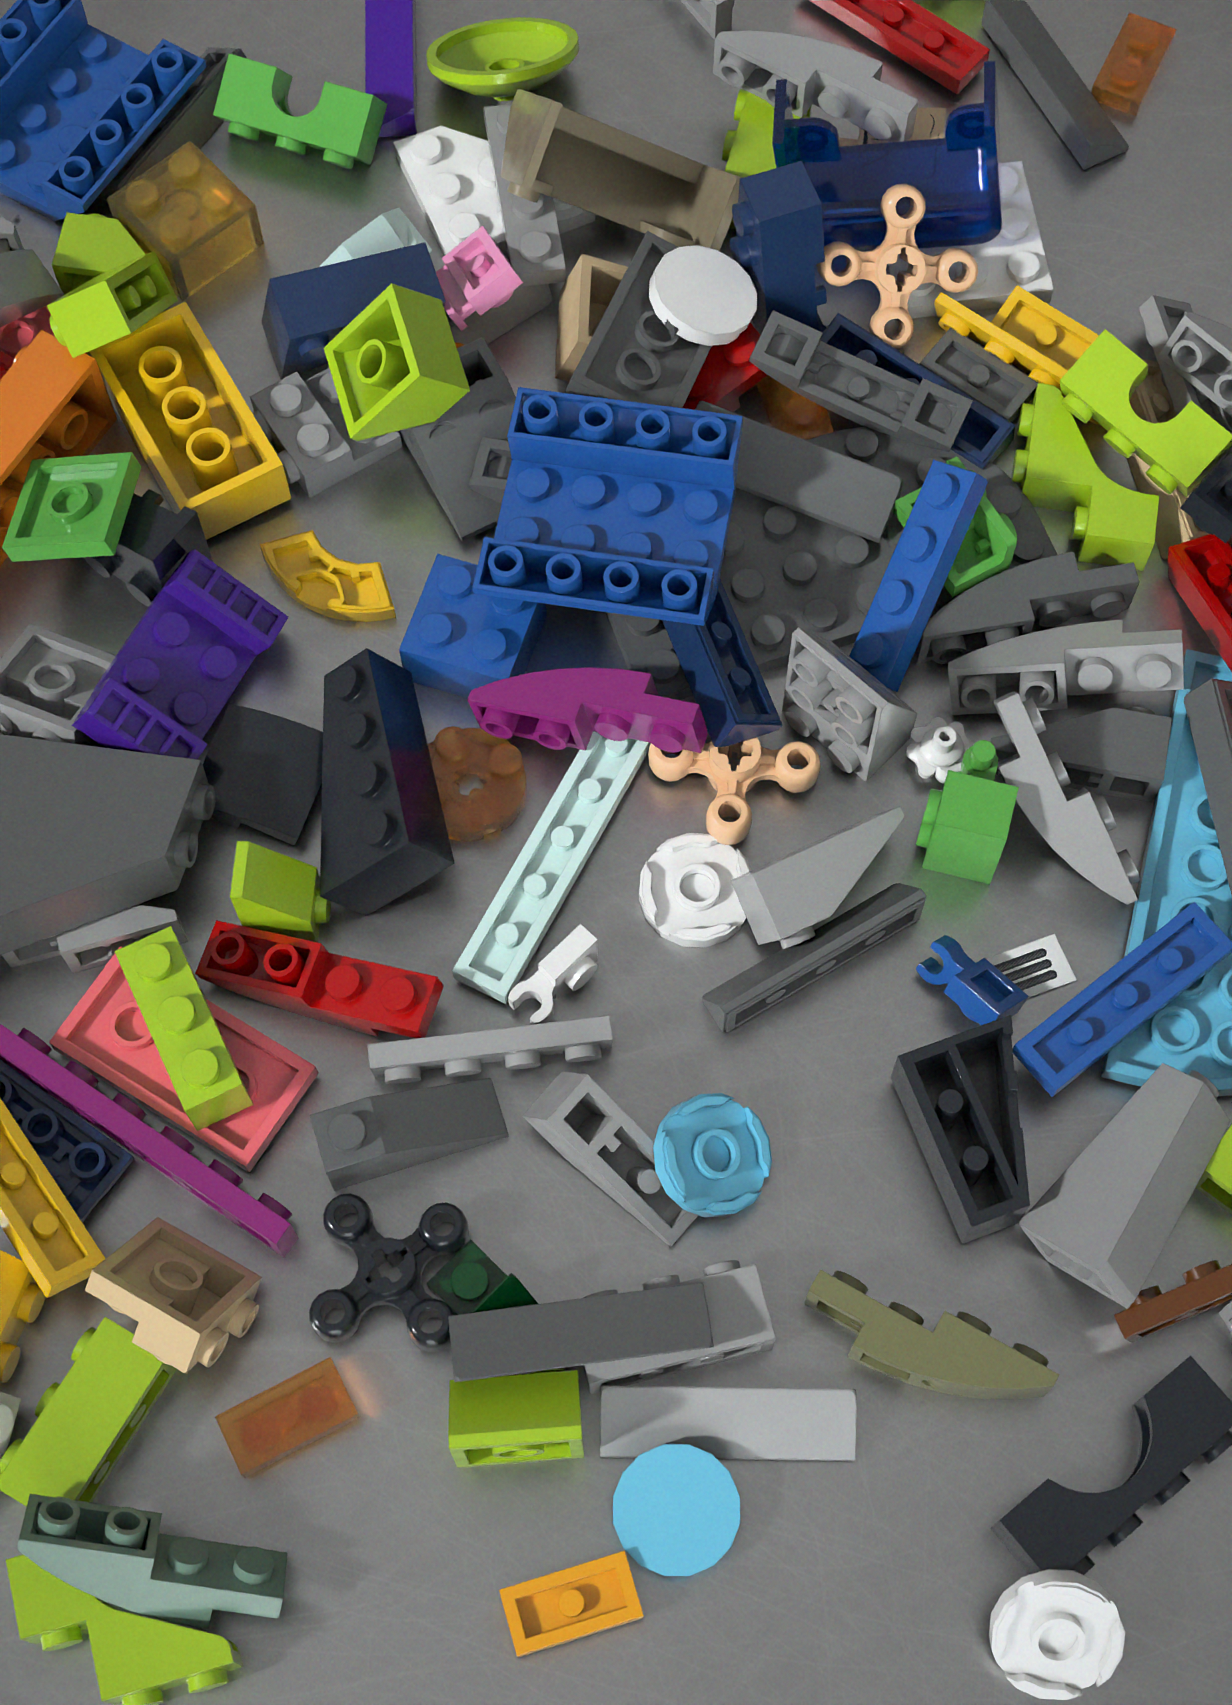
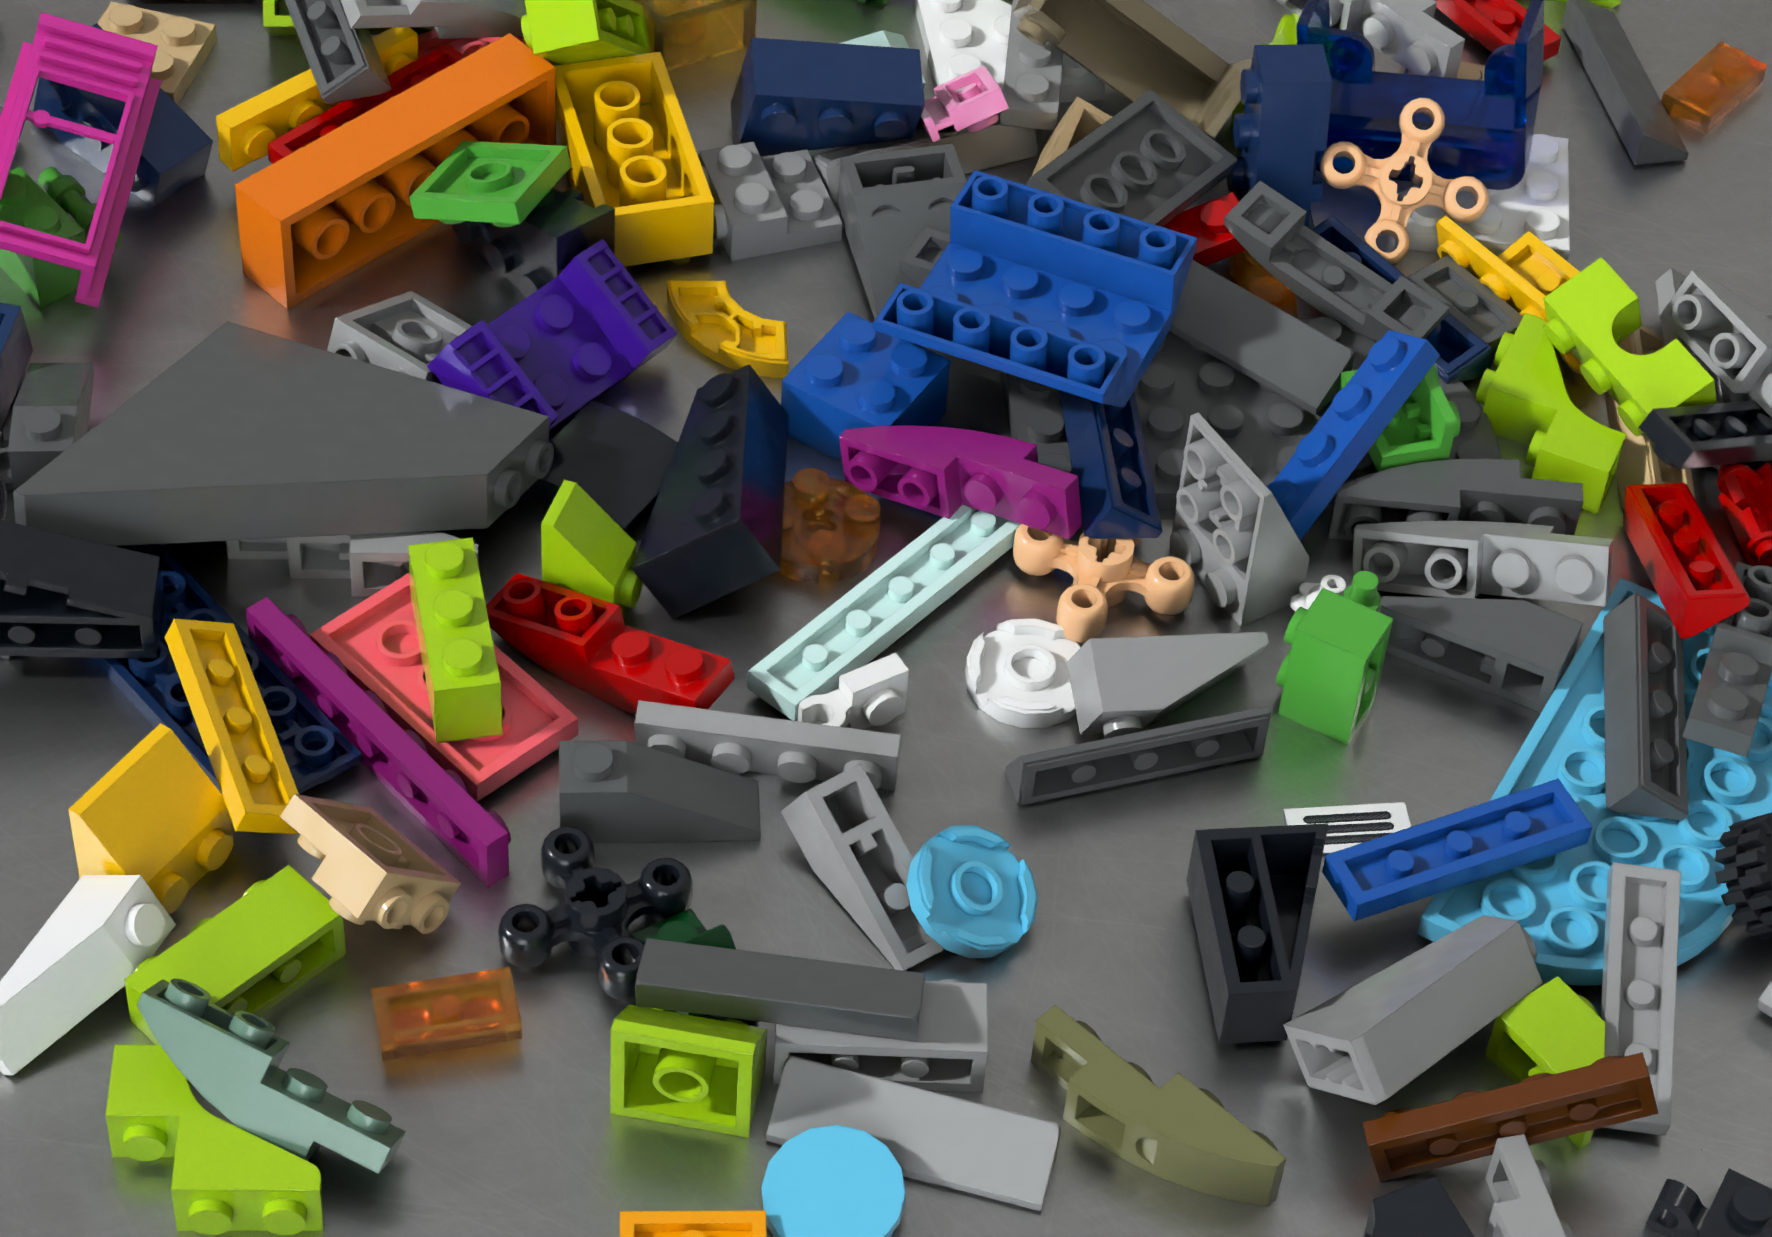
camera: 10 degrees right, 20 degrees down
(396, 364) = (857, 136): lime slope -> none
(703, 295) = (1191, 152): white tile -> none
(975, 987) = (1295, 806): blue plate -> none
(1069, 823) = (1441, 683): light grey slope -> none

